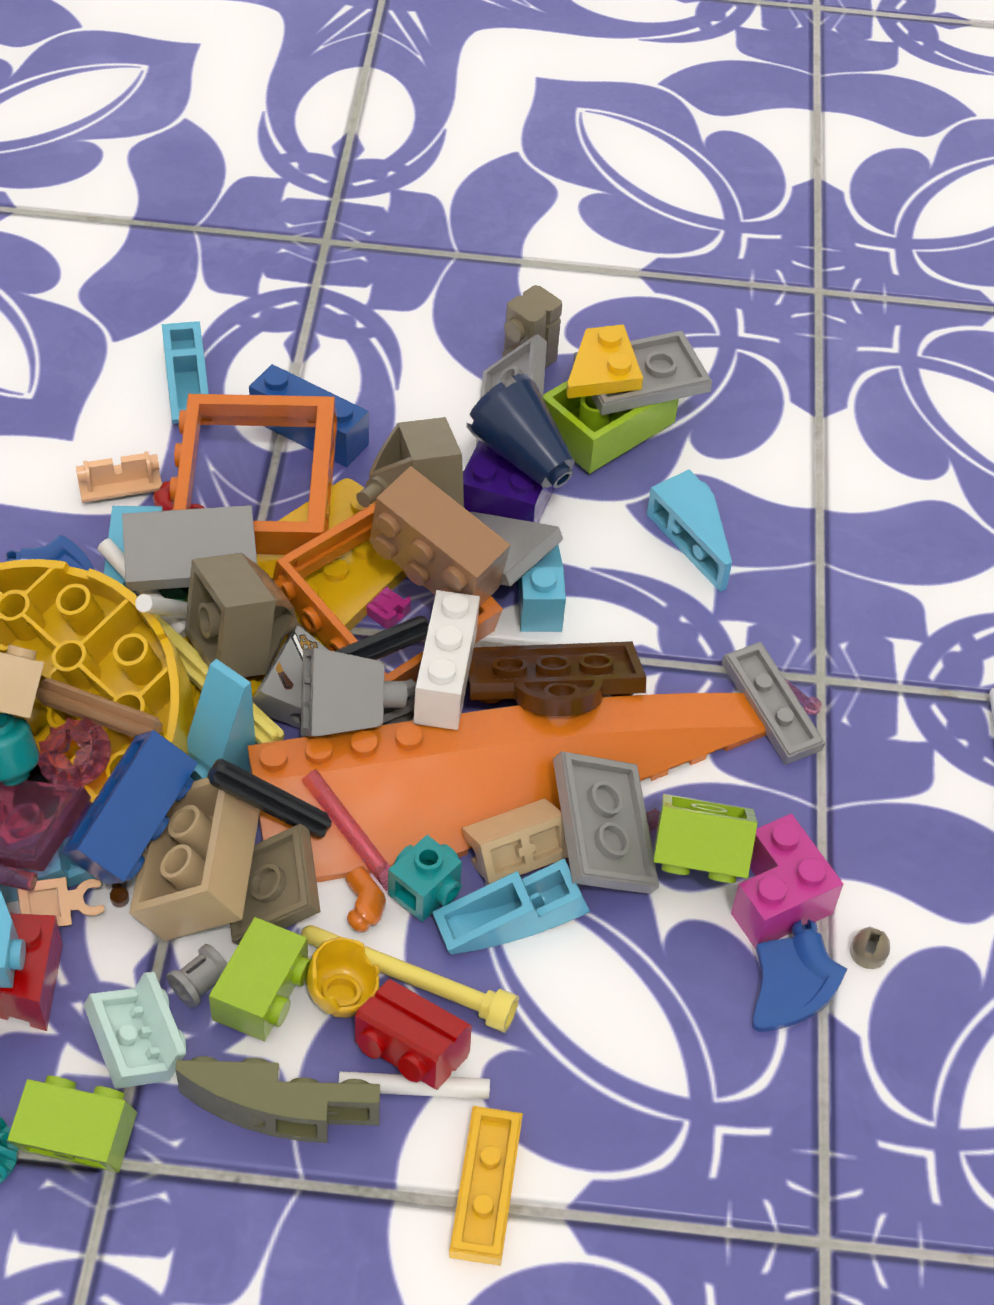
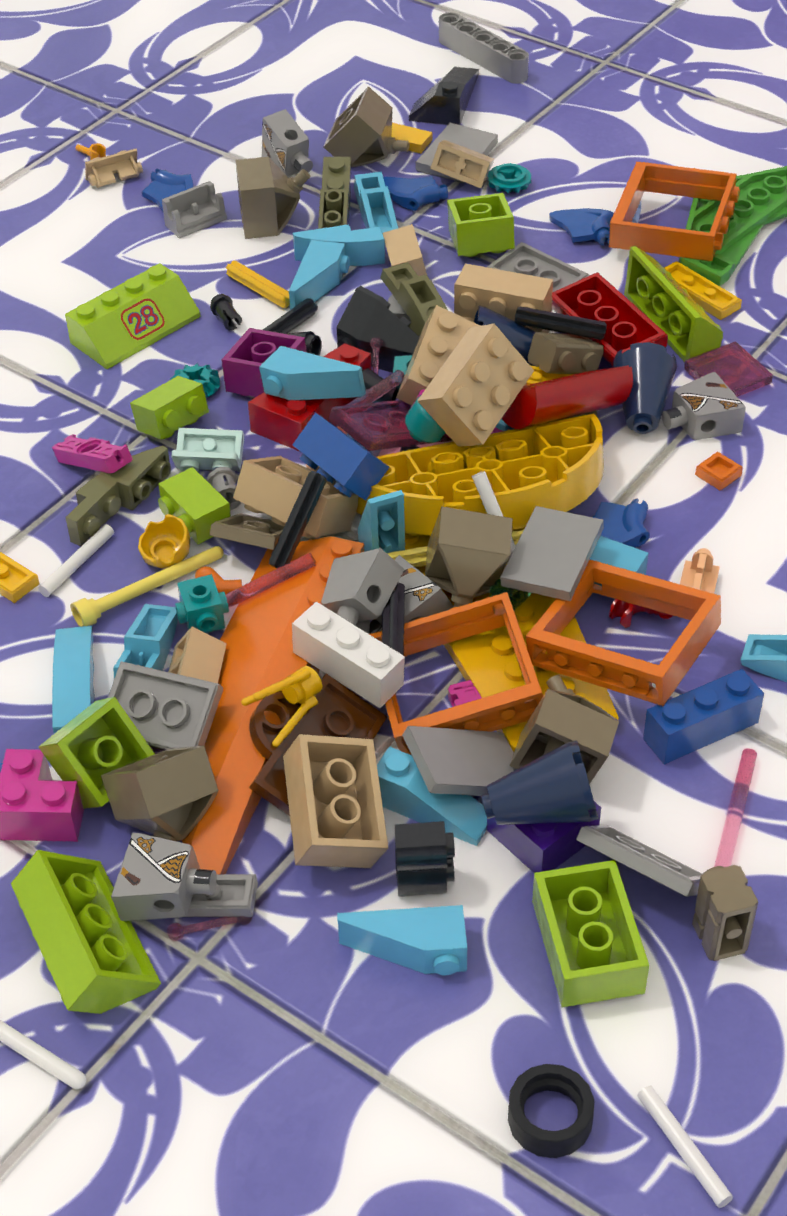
camera: 125 degrees right, 5 degrees down
(88, 762) = (408, 450): clear pink gear -> none
(96, 708) = (426, 461): medium nougat axle -> none
(226, 1197) = (92, 454): none -> dark pink piece
(398, 378) = (736, 808): none -> clear pink bar
(412, 1034) = (99, 555): red brick -> none
(436, 539) = (450, 673): medium nougat brick -> none
(518, 675) = (296, 688): none -> yellow plant
(604, 364) = (612, 904): yellow wing -> none
(607, 950) = (72, 674): none -> medium azure slope
(618, 610) = (335, 802): none -> tan brick
(626, 531) = (423, 858): none -> black brick
(668, 371) = (598, 952): light grey tile -> none
(705, 754) = (163, 792): none -> dark tan piece
(730, 324) = (685, 1146): none -> white bar
(763, 411) = (547, 1142): none -> black tyre
(796, 710) = (159, 879): none -> light grey torso
(880, 759) = (80, 934): none -> lime slope

